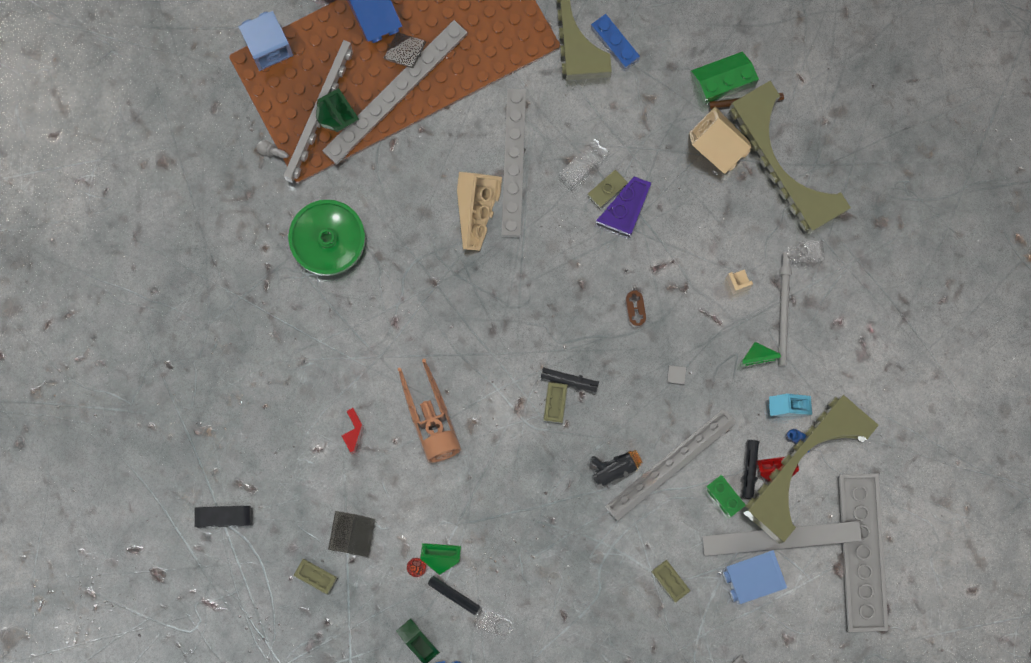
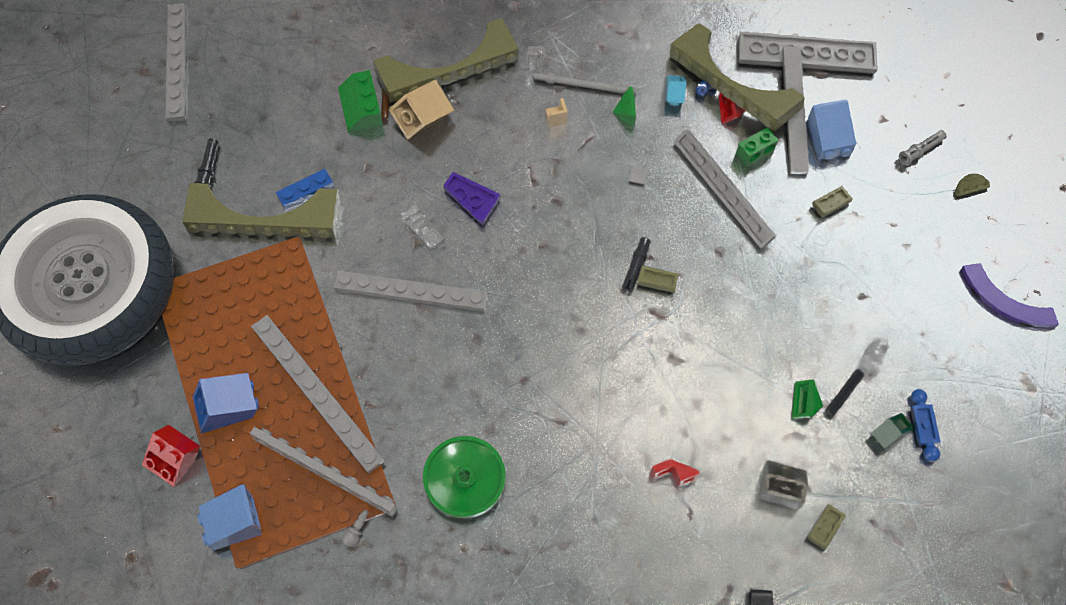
camera: 85 degrees left, 15 degrees down
(335, 112) = (329, 450): dark green slope -> none
(404, 50) = (273, 376): clear smoke piece -> none
(416, 567) = (816, 425): clear red tile -> none
(443, 443) = (695, 384): nougat piece -> none
(475, 201) = (439, 327): tan wedge -> none
(607, 189) = (451, 211): olive plate -> none
(616, 469) = (725, 232): black piece -> none
(631, 309) = (572, 201): reddish brown beam -> none
(750, 469) = (709, 123): black pin -> none

